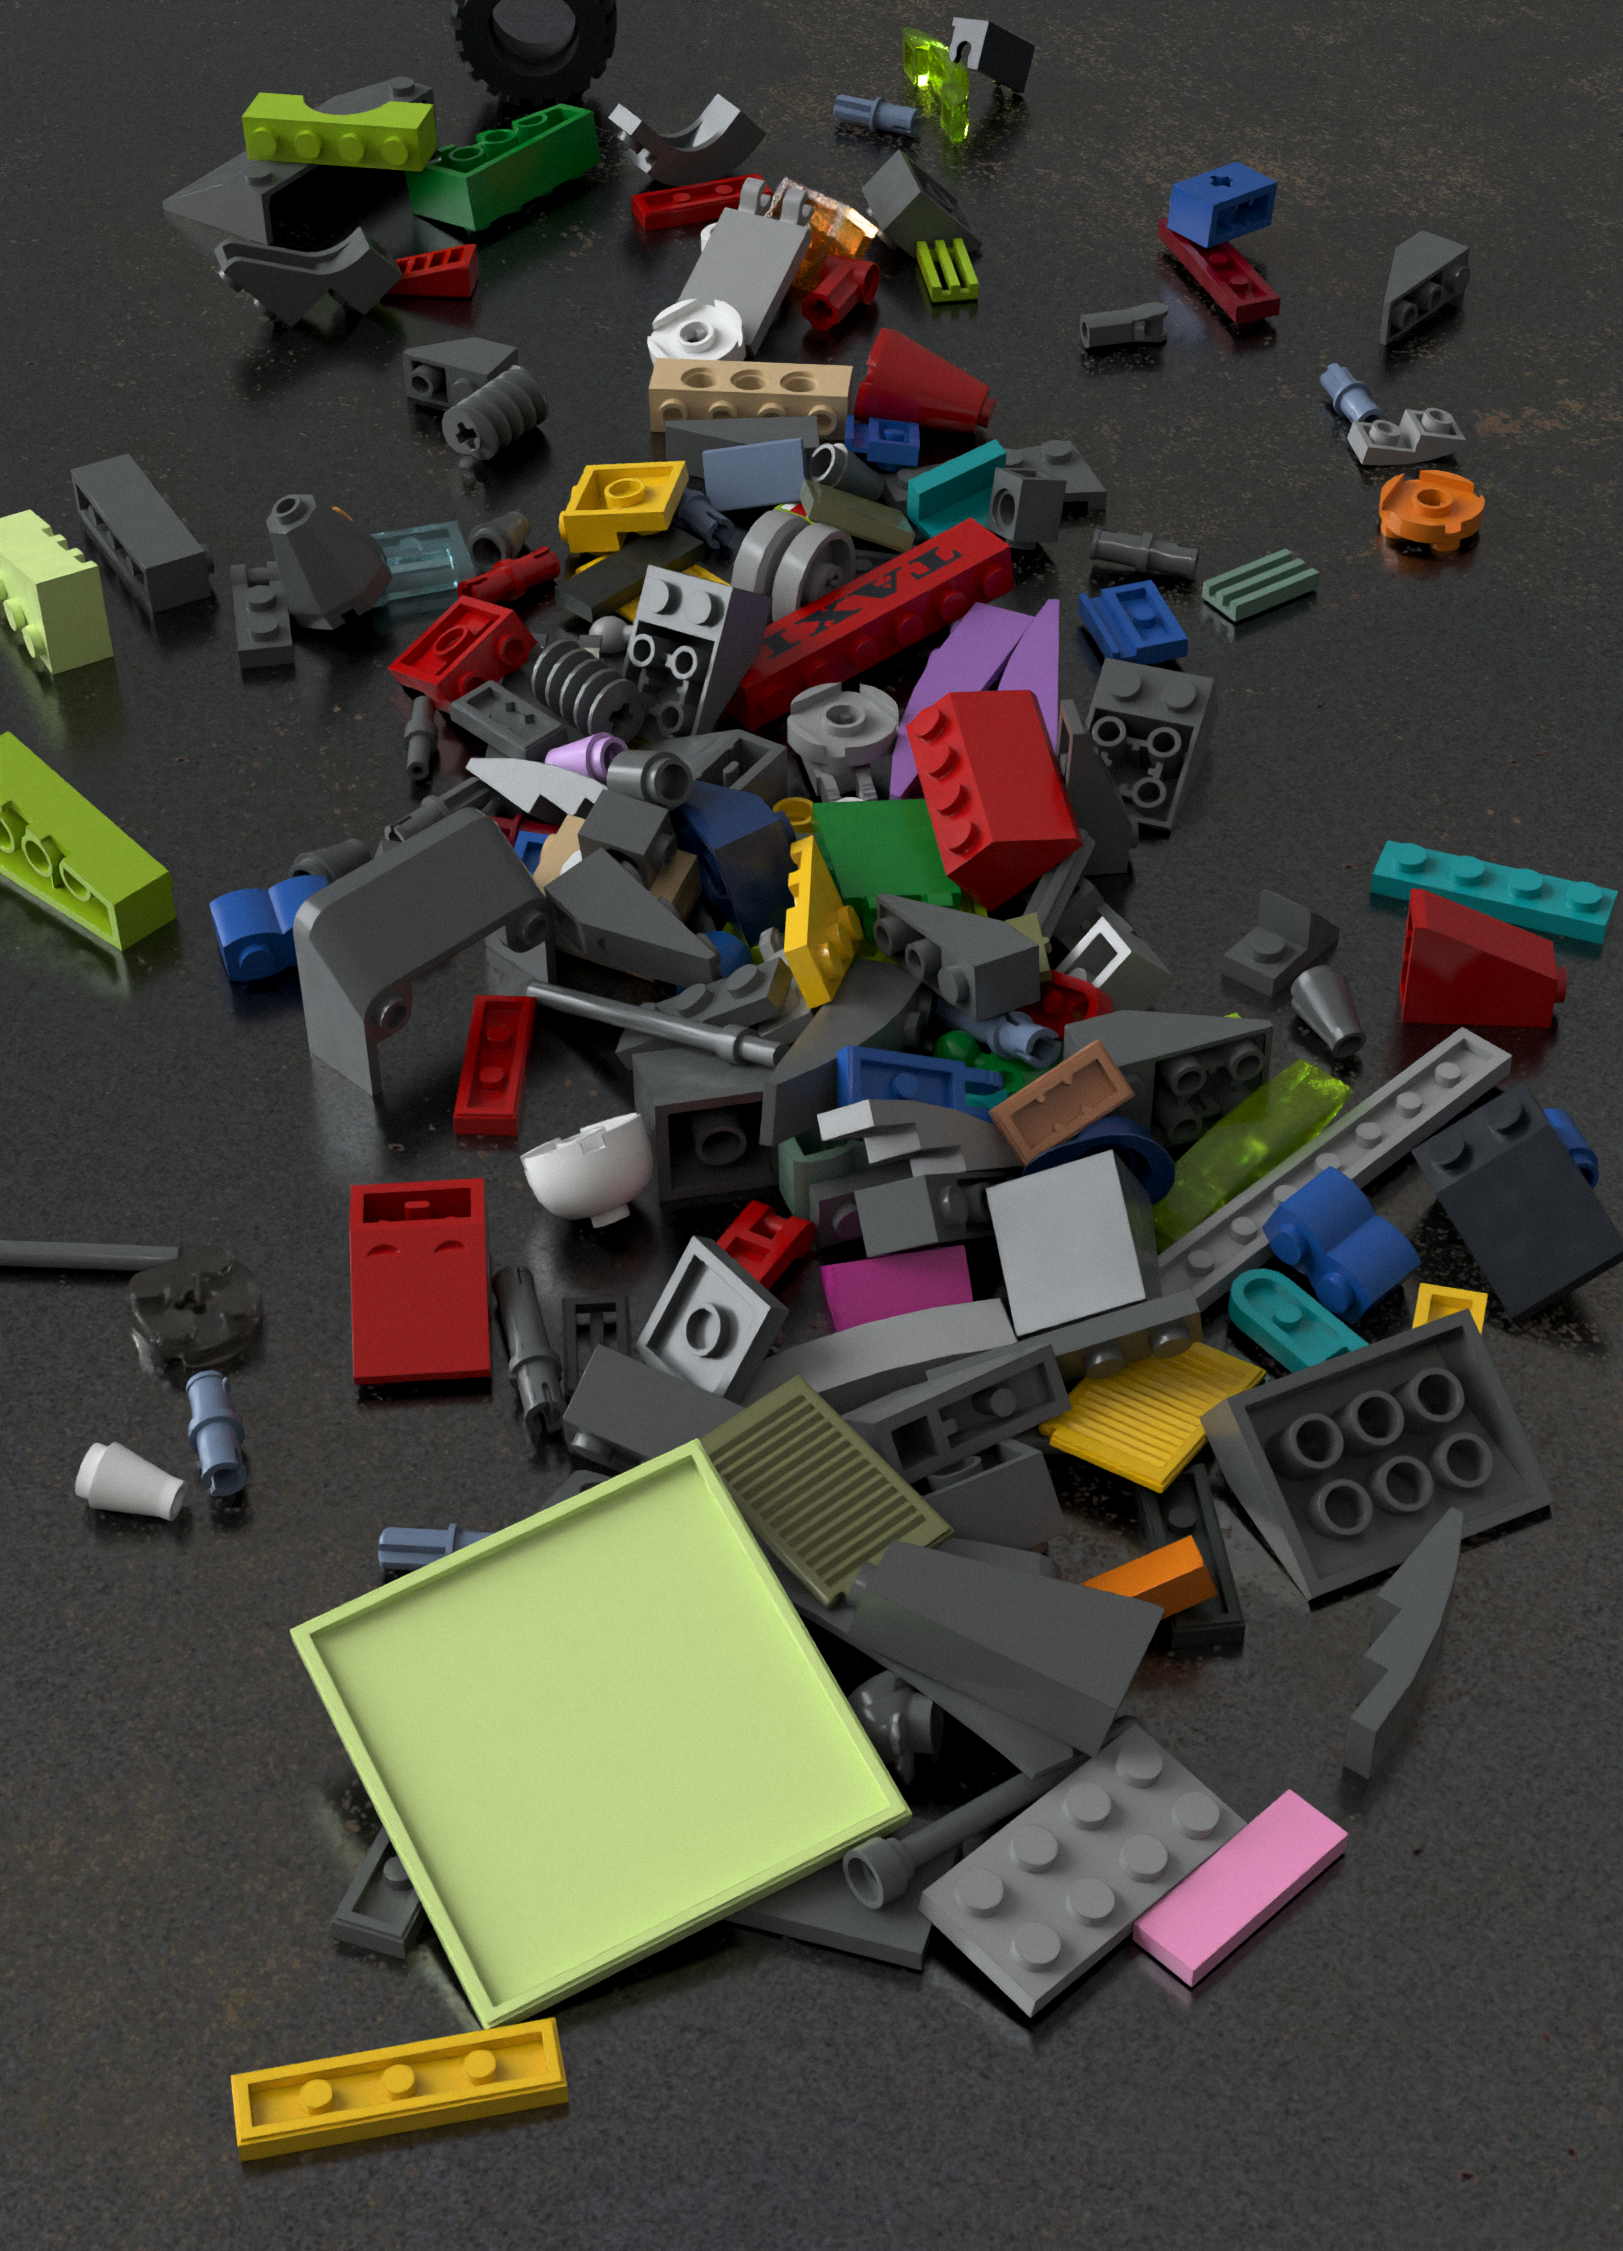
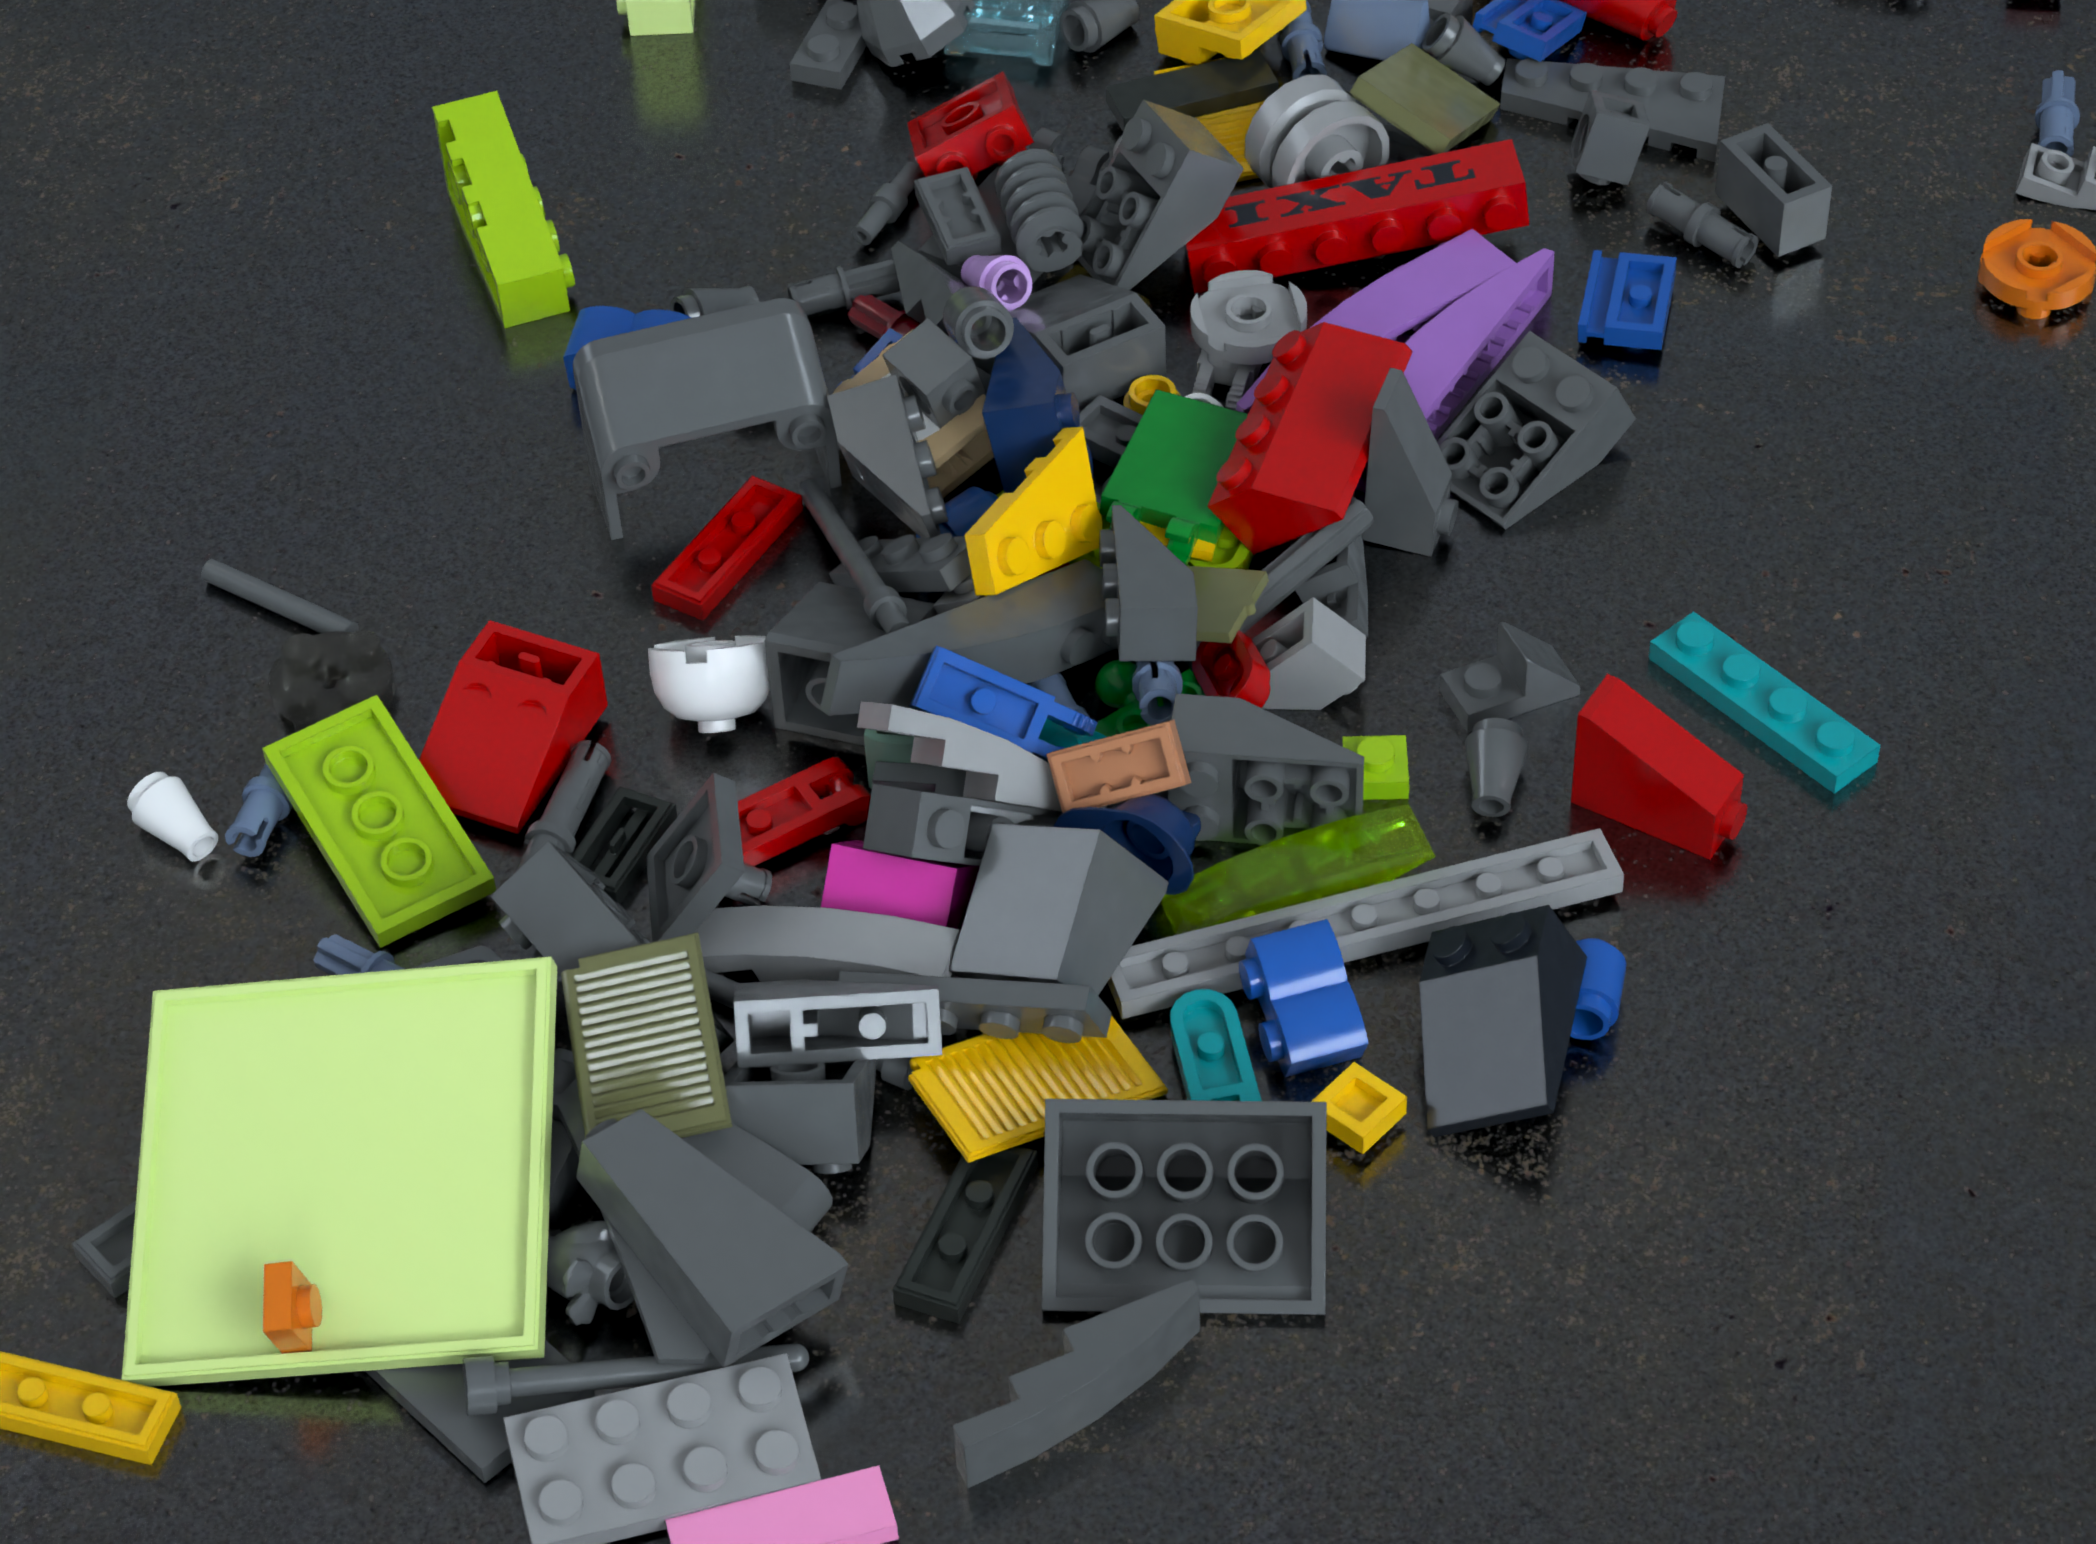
camera: 30 degrees right, 5 degrees up
(356, 1407) = (379, 820): none -> lime plate
(512, 578) = (1078, 64): red pin -> none
(643, 1874) = (290, 1307): none -> orange plate
(955, 490) = (1547, 106): teal panel -> none
(1168, 1577) = (892, 1241): orange slope -> none
(1191, 505) = (1773, 189): none -> dark grey brick
(1260, 585) = (1796, 296): sand green tile -> none

